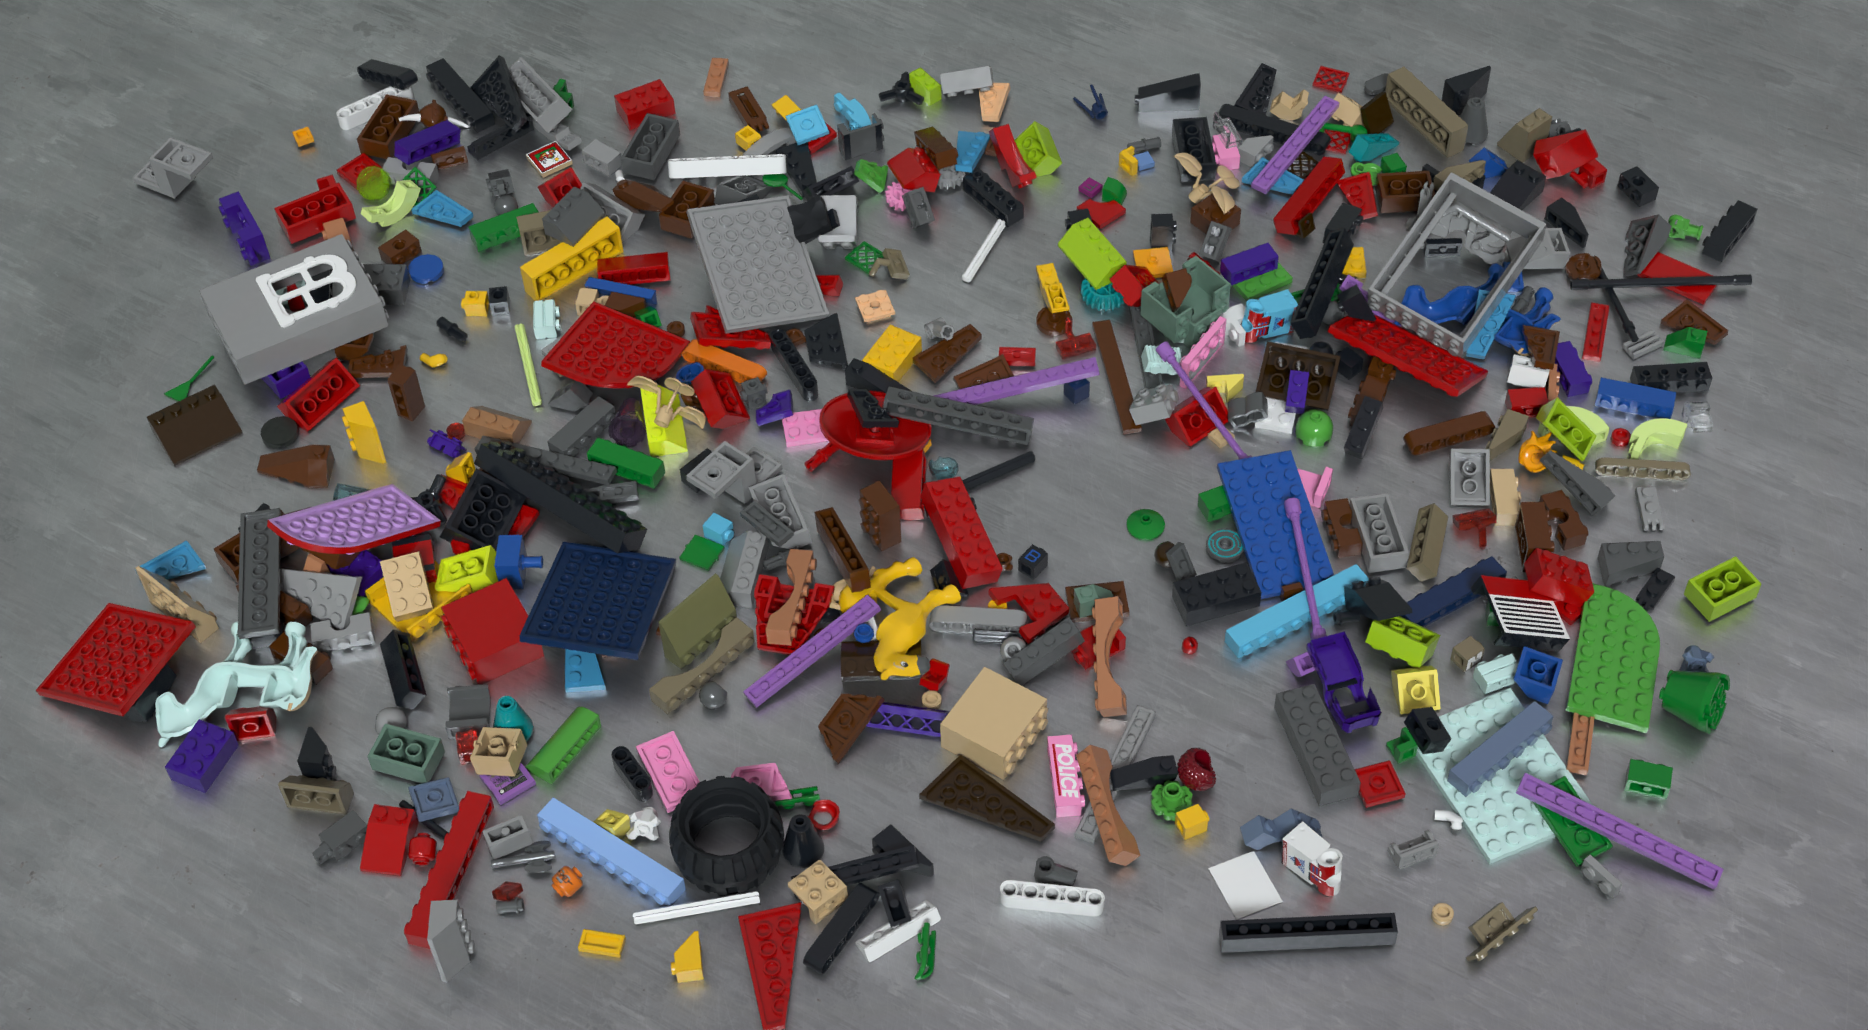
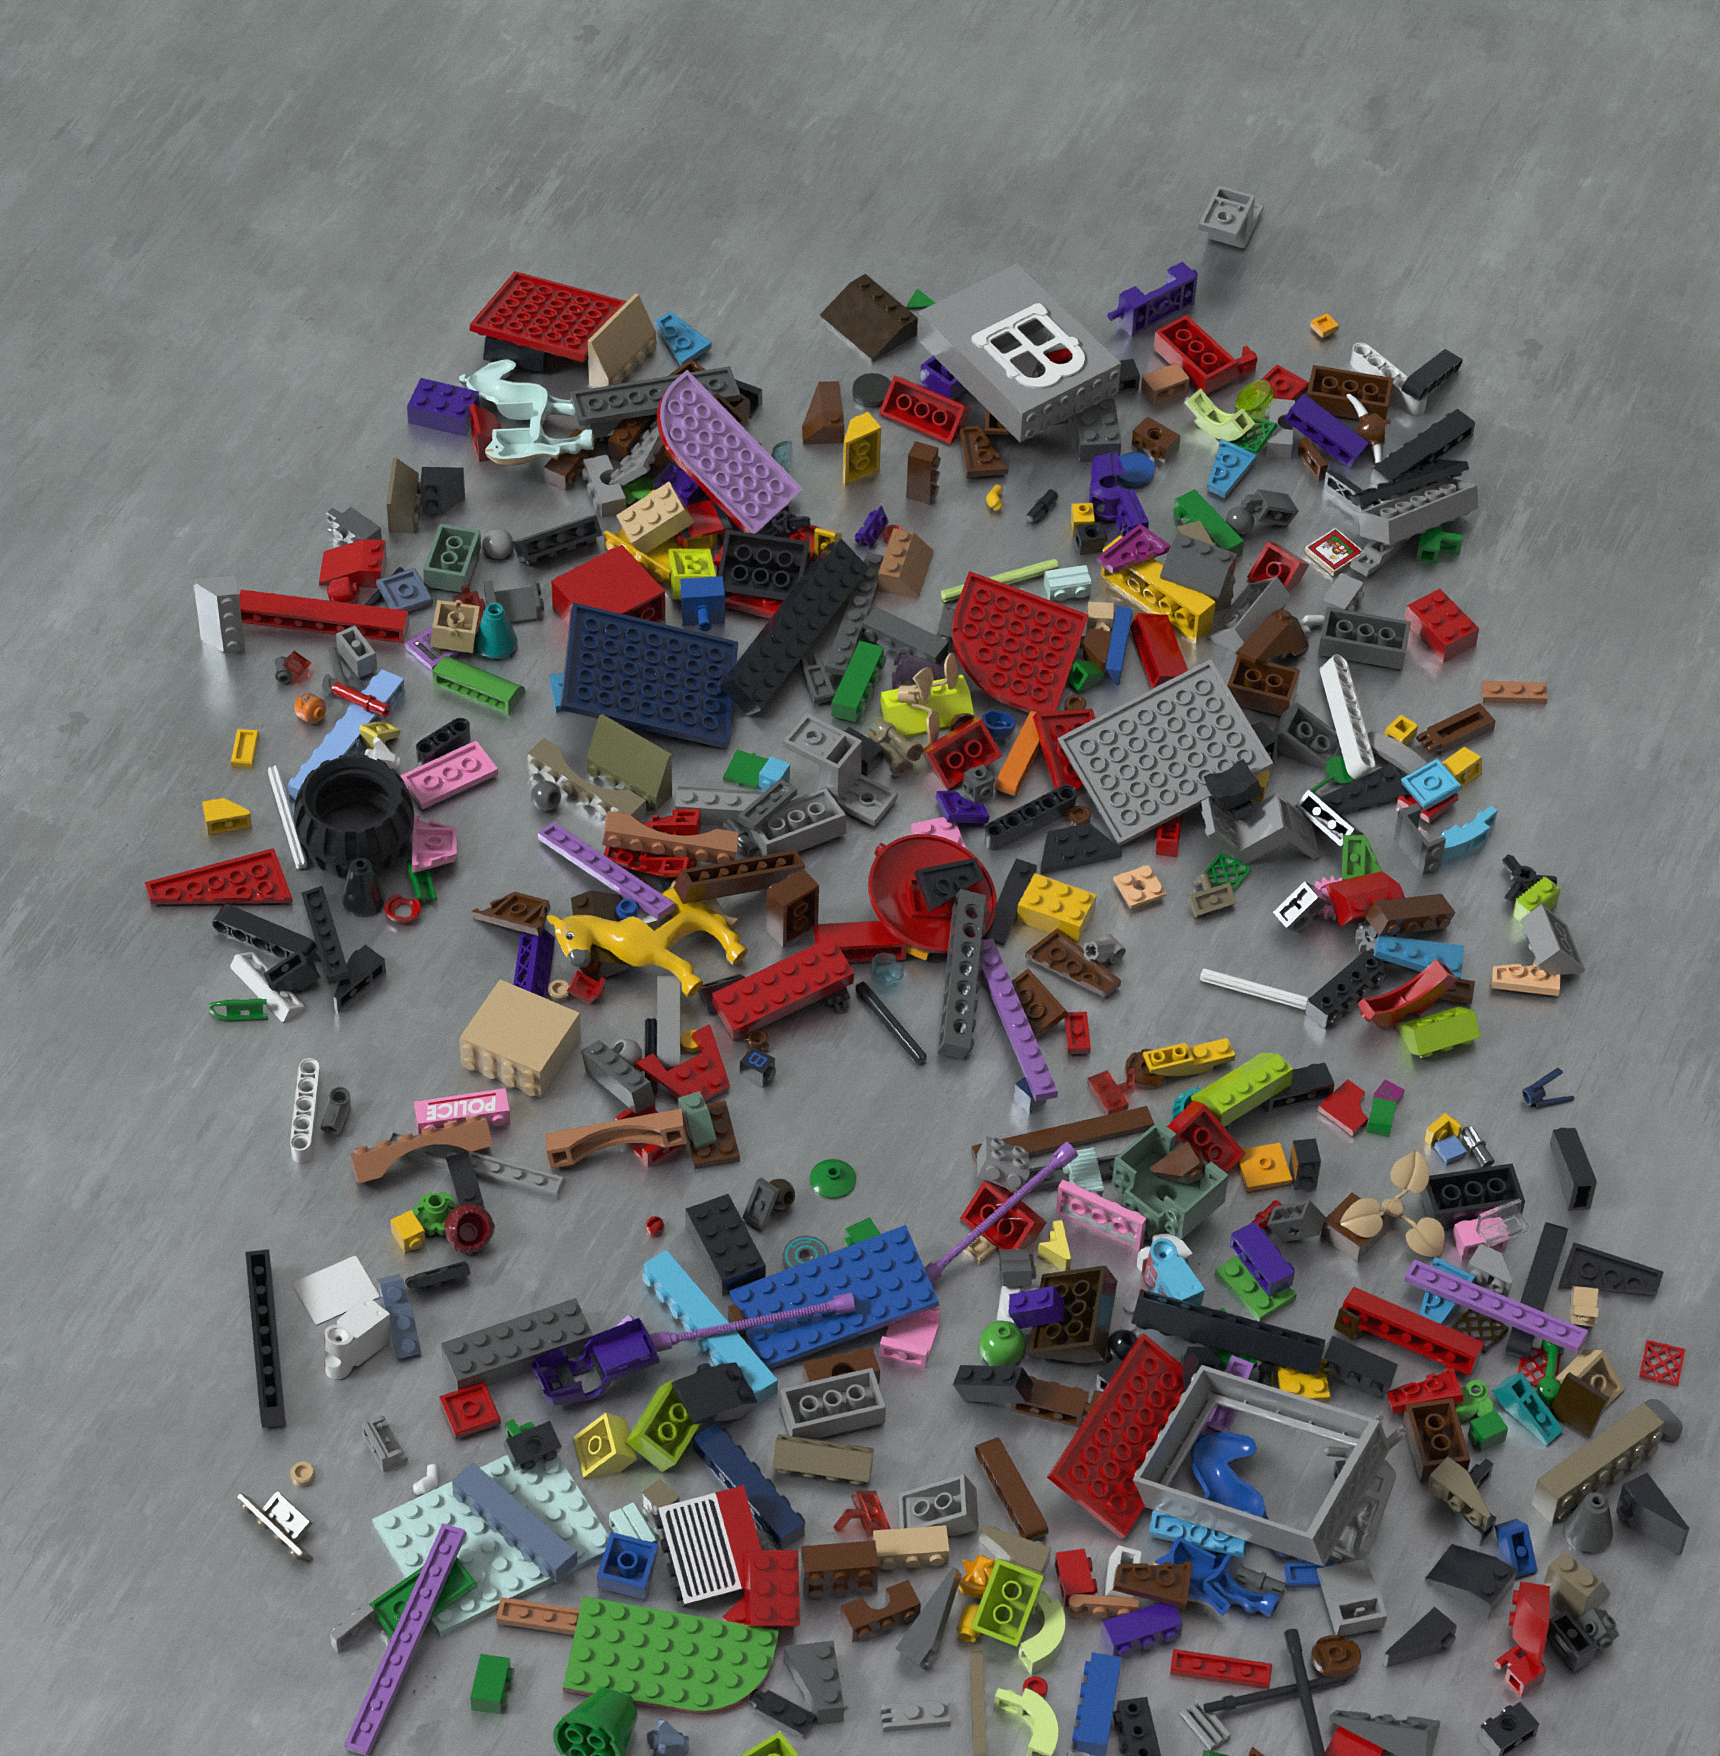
camera: 80 degrees right, 0 degrees up
(480, 269) = (1118, 502): none -> dark purple piece
(542, 256) = (1133, 549): none -> magenta wing
(573, 833) = (368, 703): none -> red pin
(712, 431) = (911, 749): none -> dark tan piece
(819, 890) = (302, 906): tan bracket -> none
(976, 794) = (426, 1047): dark brown wing -> none
(1238, 799) = (435, 1277): none -> black hinge

